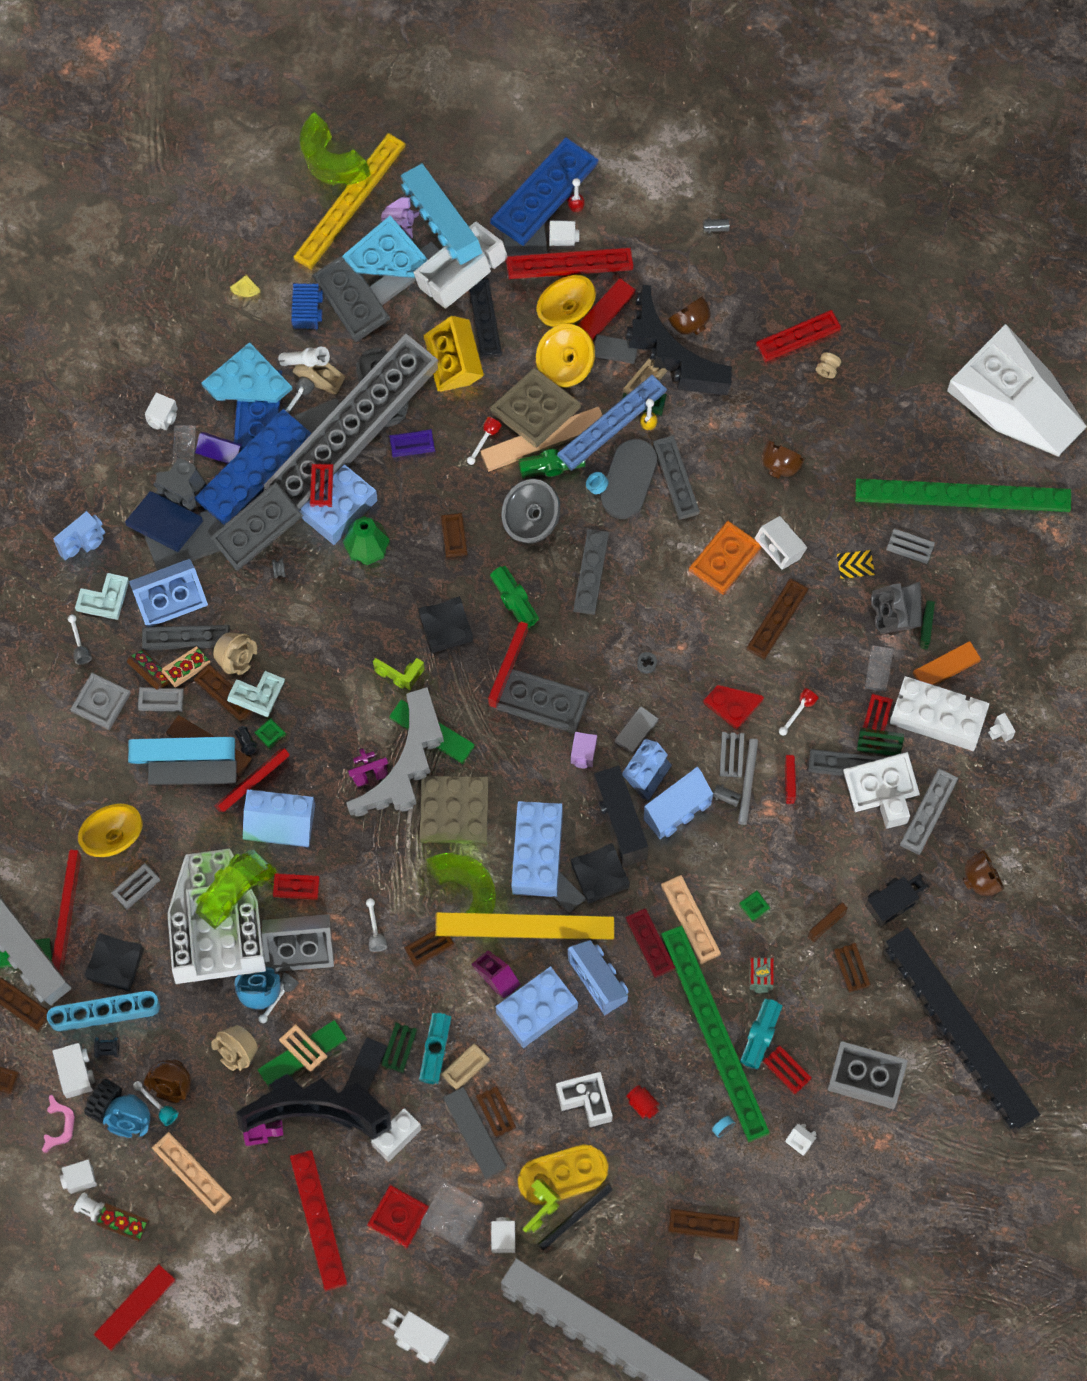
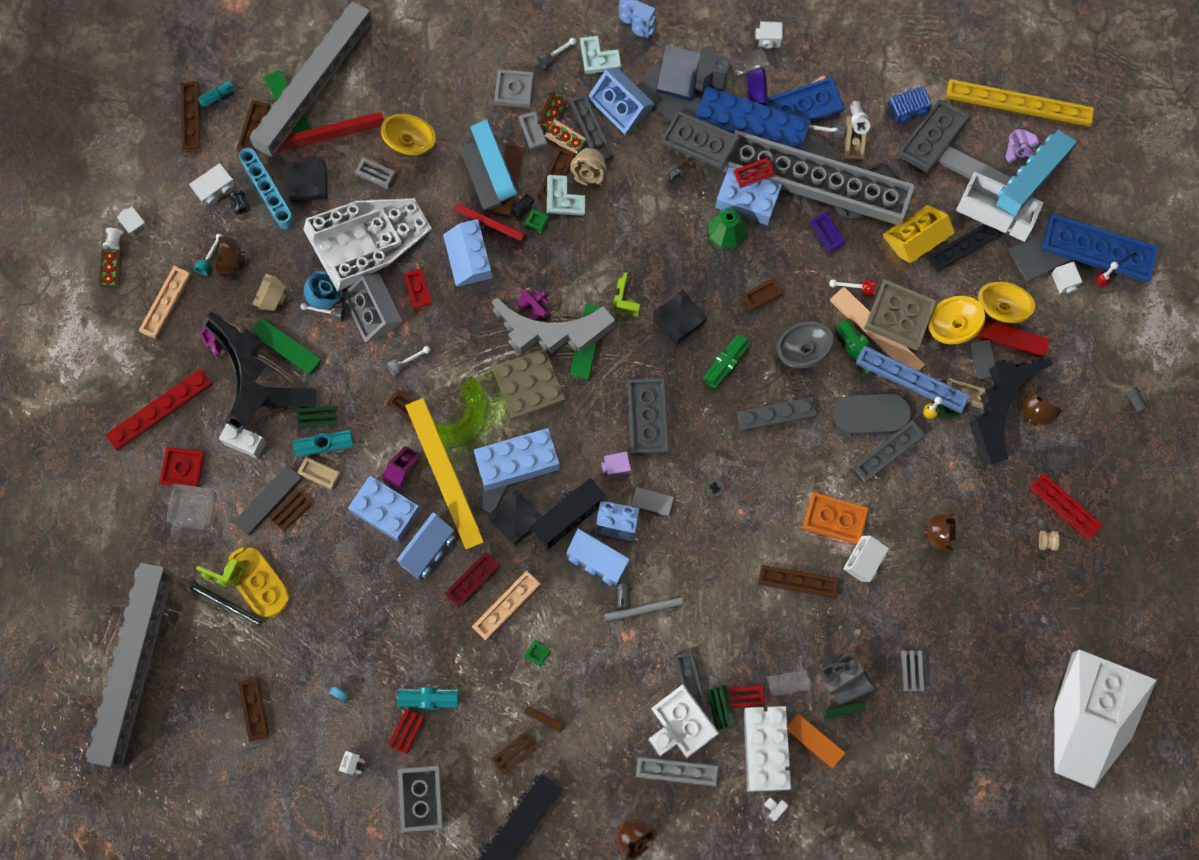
camera: 70 degrees right, 5 degrees up
(68, 1126) = (172, 200): bright pink helmet -> none
(100, 1099) = (194, 215): black tyre -> none
(127, 1116) = (191, 237): dark azure cylinder -> none
(134, 1307) = (49, 303): red tile -> none
(231, 885) = (397, 238): clear neon green brick -> none
(245, 287) = (906, 54): light yellow tile -> none
(247, 379) = (824, 84): medium azure plate -> none
(316, 1061) = (281, 358): light nougat tile -> none
(327, 166) = (1049, 55): clear neon green brick -> none
(385, 252) = (982, 143): medium azure plate -> none
(417, 1335) = (90, 517): white brick -> none
(503, 1235) = (190, 553): white brick -> none
(508, 664) = (638, 377): red tile -> none
(569, 263) = (1043, 292): red plate -> none
(586, 1092) = (326, 576): white brick -> none
(597, 483) = (855, 389): medium azure tile -> none
(643, 1102) = (336, 623): red brick -> none
(715, 1034) = (414, 660): green plate -> none
(732, 704) = (706, 572): red wing -> none
(733, 737) = (657, 580): light grey tile -> none
(761, 974) = (477, 680): brick -> none
(790, 779) = (657, 643): red tile -> none
(807, 699) = (734, 631): hinge -> none
(855, 564) = (876, 630): sticker -> none
(895, 898) = (586, 769): black brick -> none
(963, 495) = (980, 702): green plate -> none

